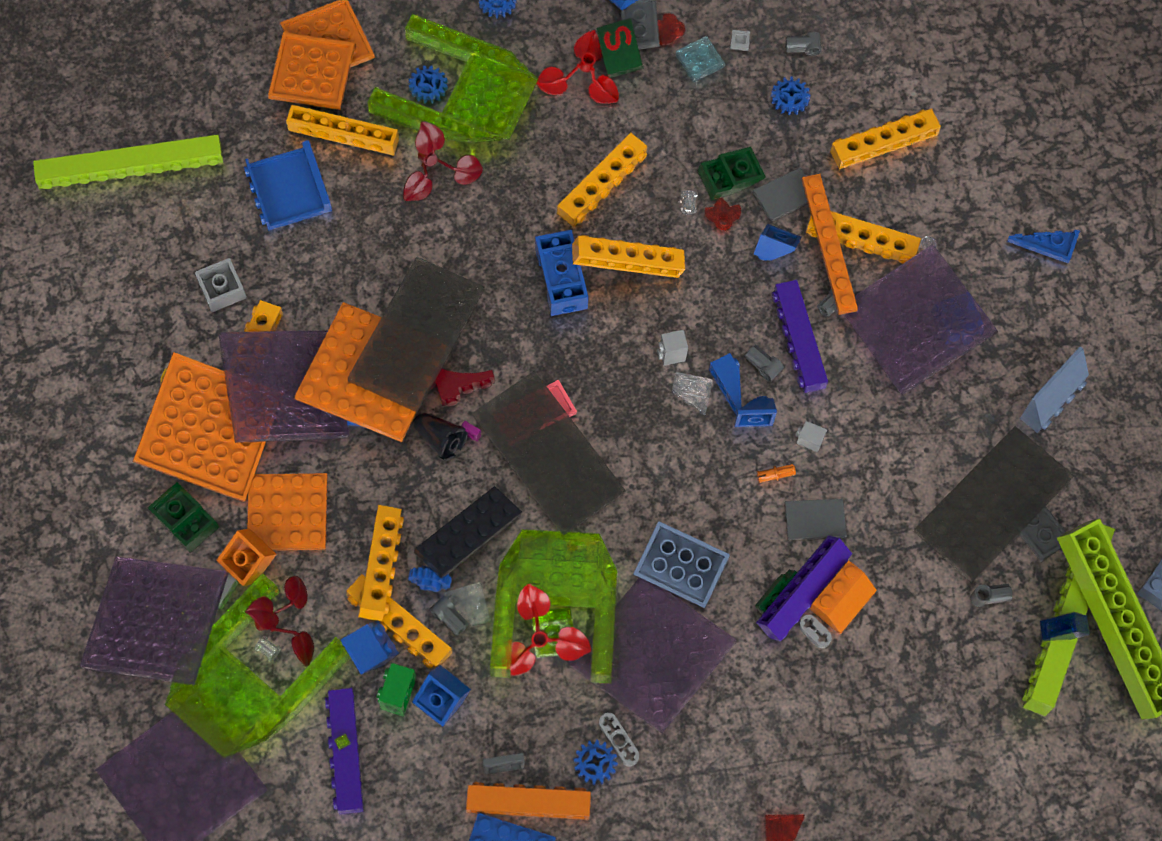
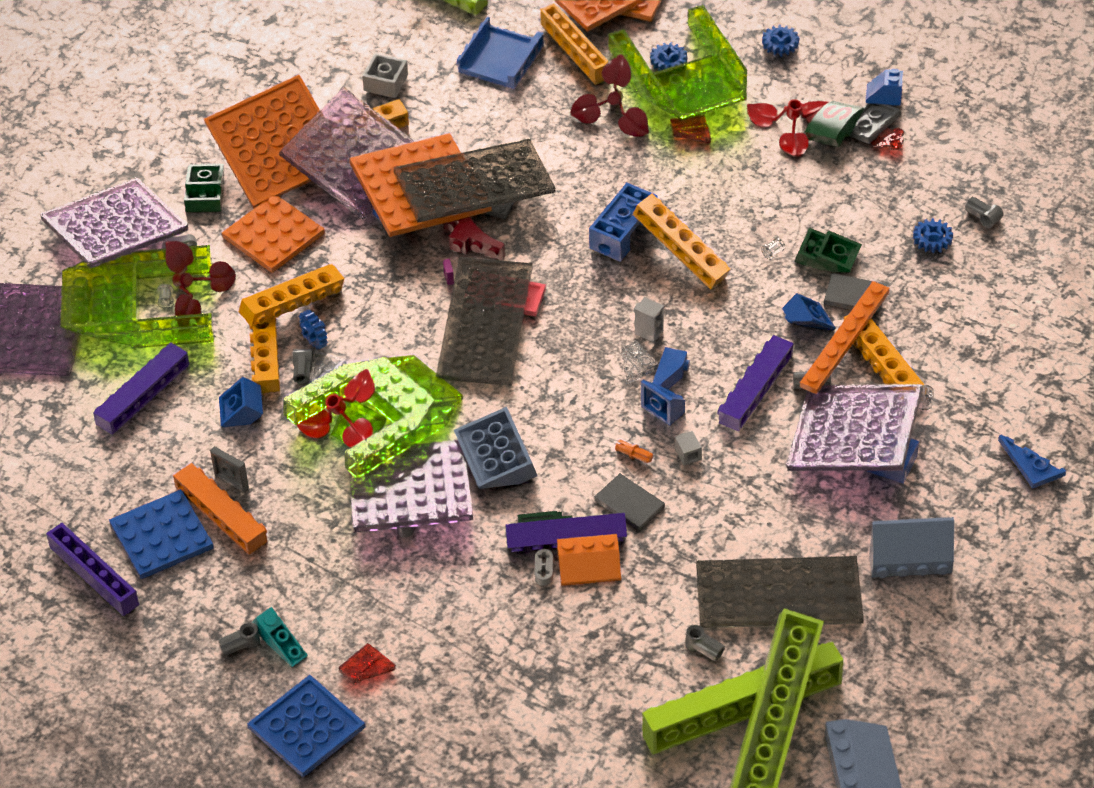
camera: 50 degrees right, 20 degrees down
(246, 557) = (213, 229): orange brick -> none
(342, 741) = (142, 375): clear neon green piece -> none
(370, 647) = (226, 337): blue slope -> none
(397, 689) = (213, 374): green brick -> none
(441, 435) = (424, 260): black cone -> none
(467, 532) = (370, 320): black plate -> none
(520, 140) = (691, 129): none -> clear red wing
(604, 759) = (292, 521): blue gear -> none
(606, 729) = (326, 530): light grey beam -> none
(629, 146) = (725, 192): light orange brick -> none
(700, 59) = (890, 170): clear light blue plate -> none
(723, 212) = (791, 274): clear red plate -> none
(740, 40) = (936, 178): light grey plate -> none
(768, 366) = (708, 379): dark grey piece -> none
(845, 157) = (976, 309): light orange brick -> none
(1065, 627) = (722, 683): clear blue slope -> none

